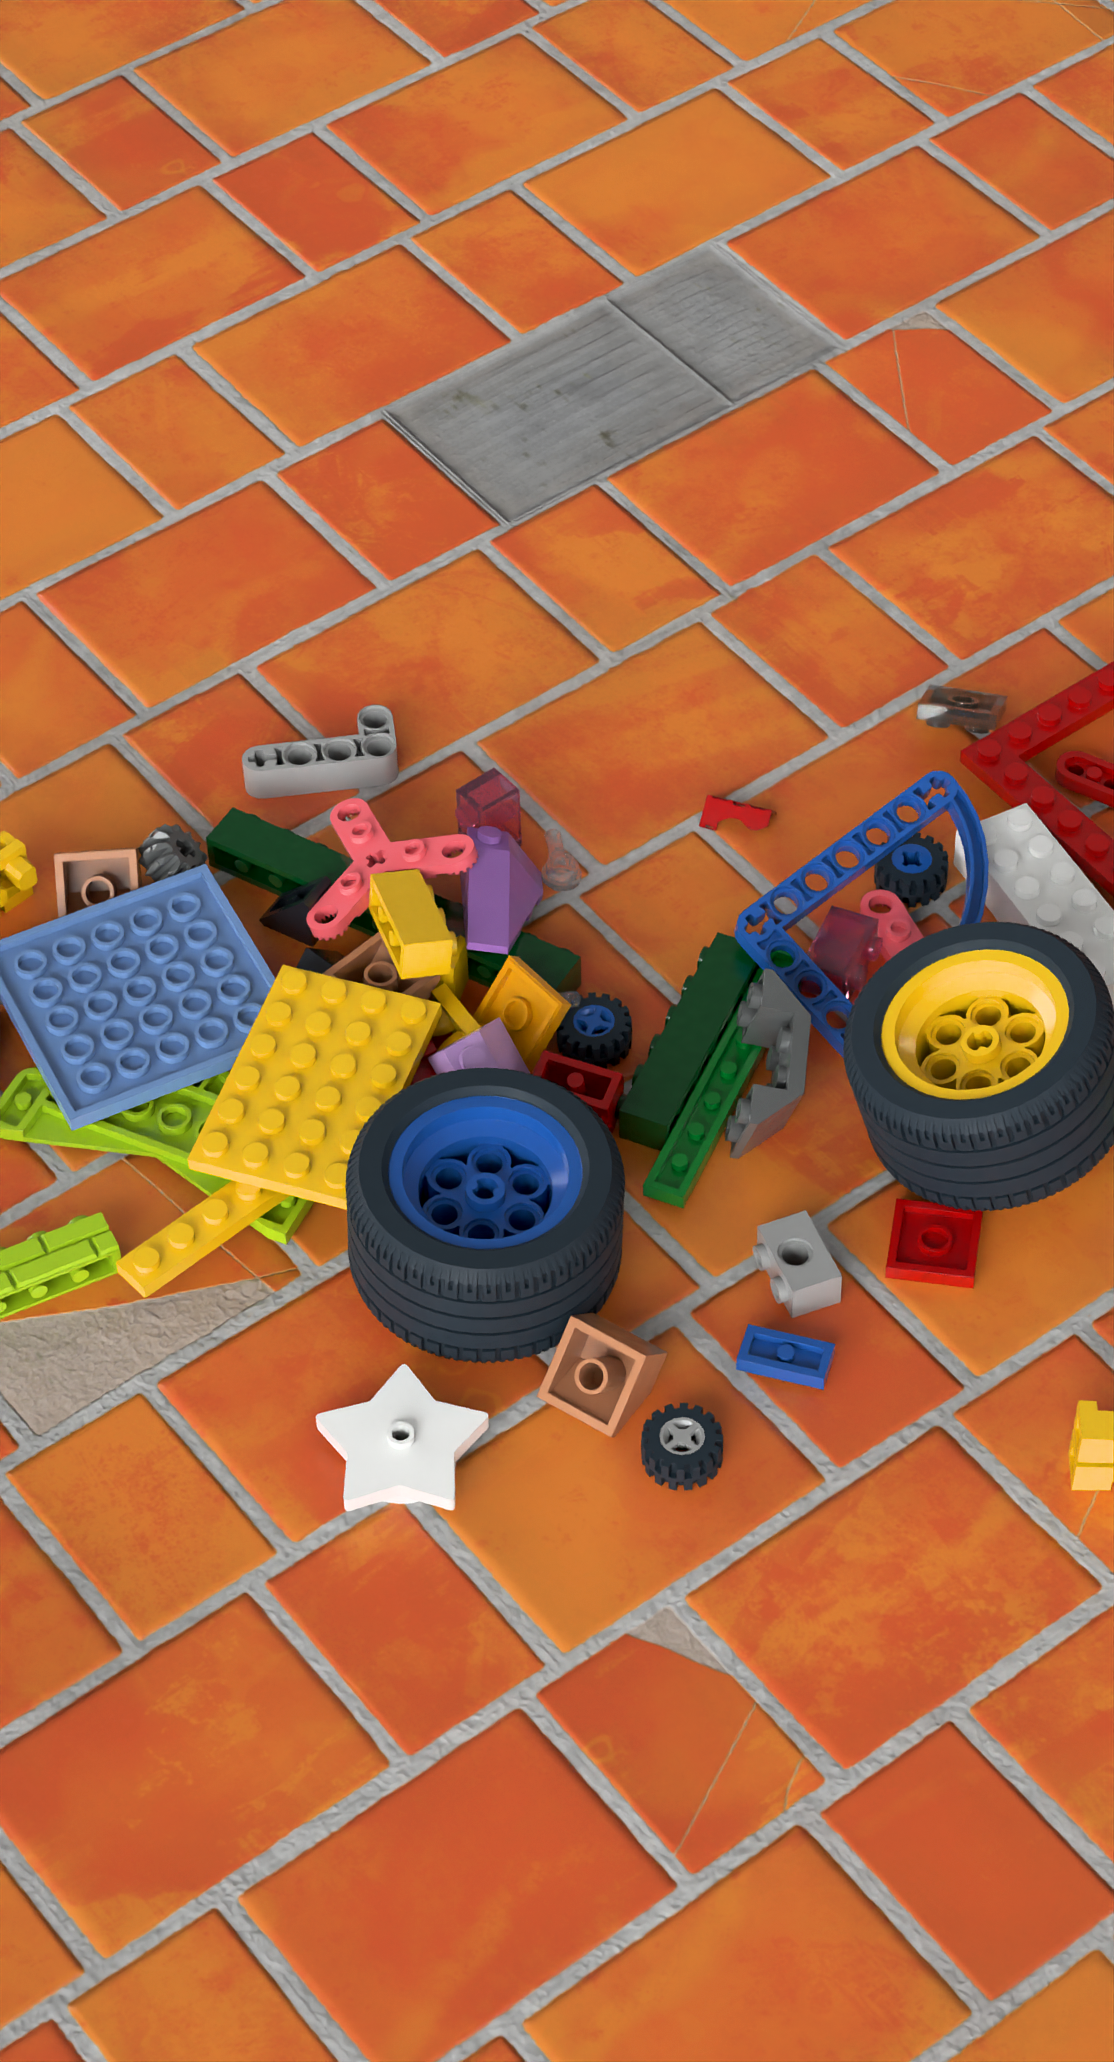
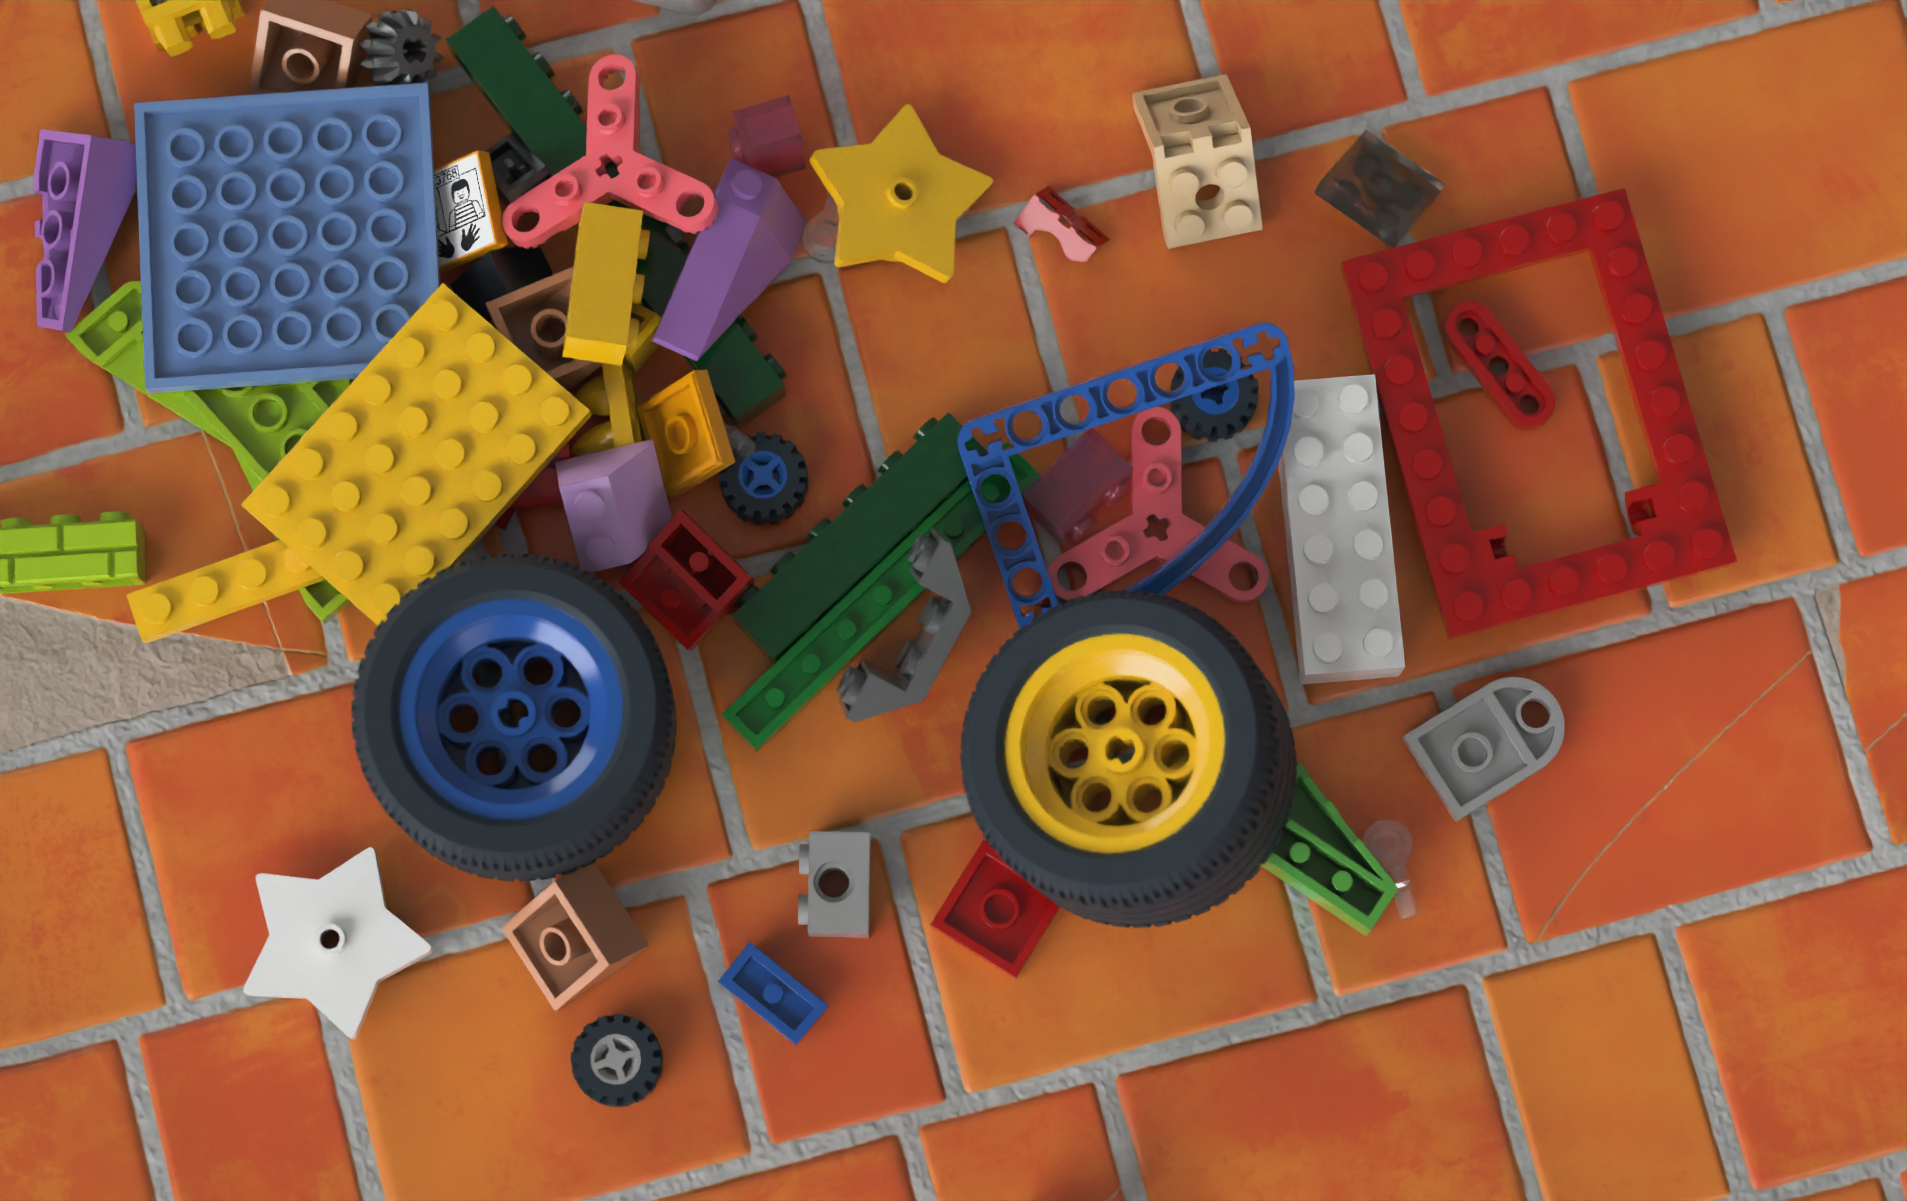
camera: 20 degrees right, 30 degrees up
(277, 930) = (467, 211): none -> tile
(606, 825) = (877, 222): none -> yellow plate
(812, 722) = (1197, 141): none -> tan bracket

